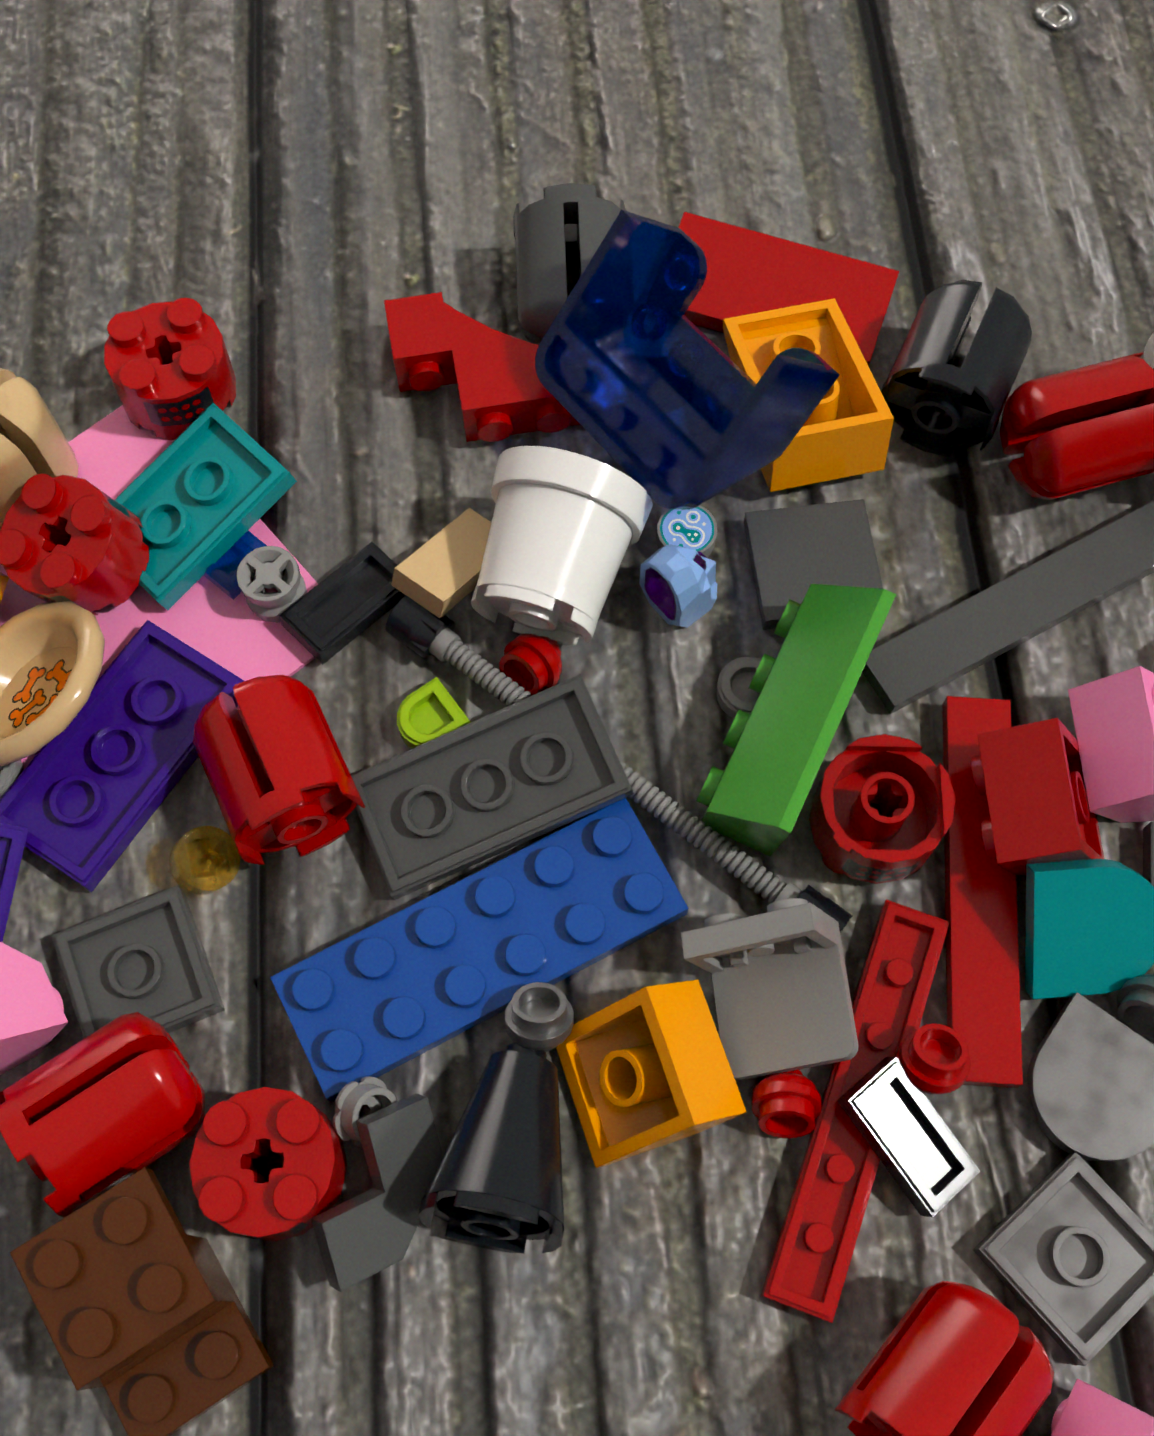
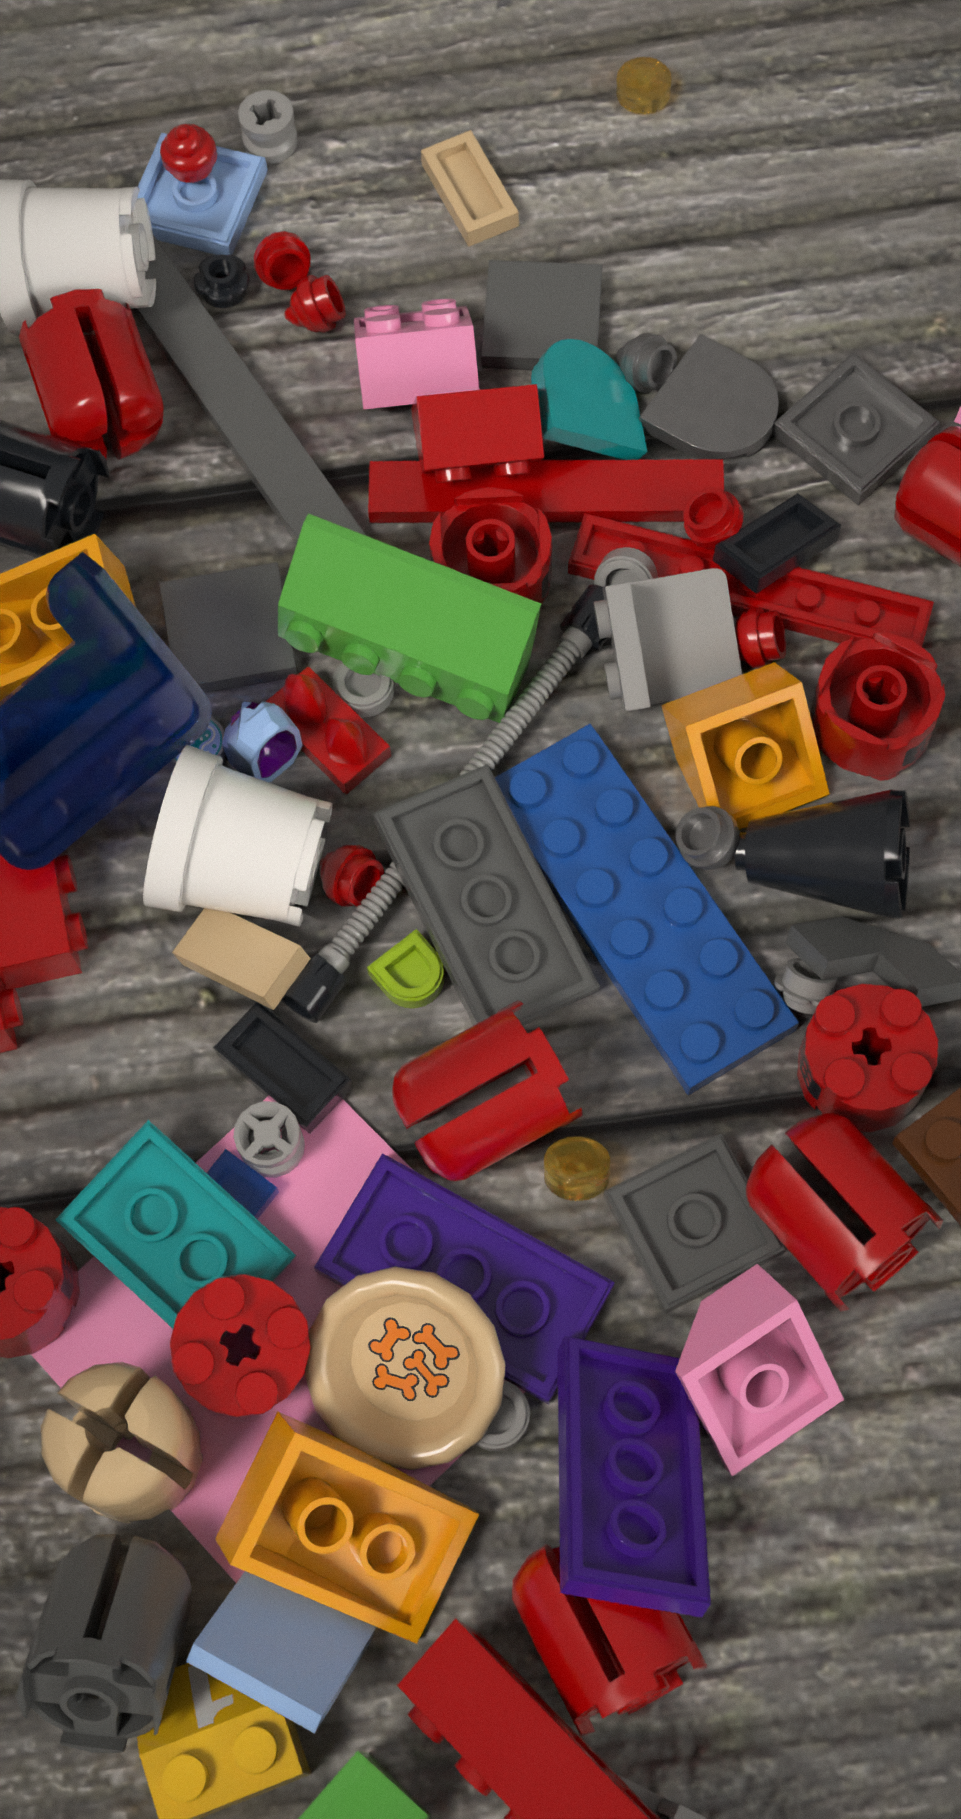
camera: 90 degrees left, 0 degrees up
(697, 651) = (331, 730): none -> red tile
(726, 1219) = (877, 704): none -> red brick
(867, 956) = (625, 566): none -> light grey tile

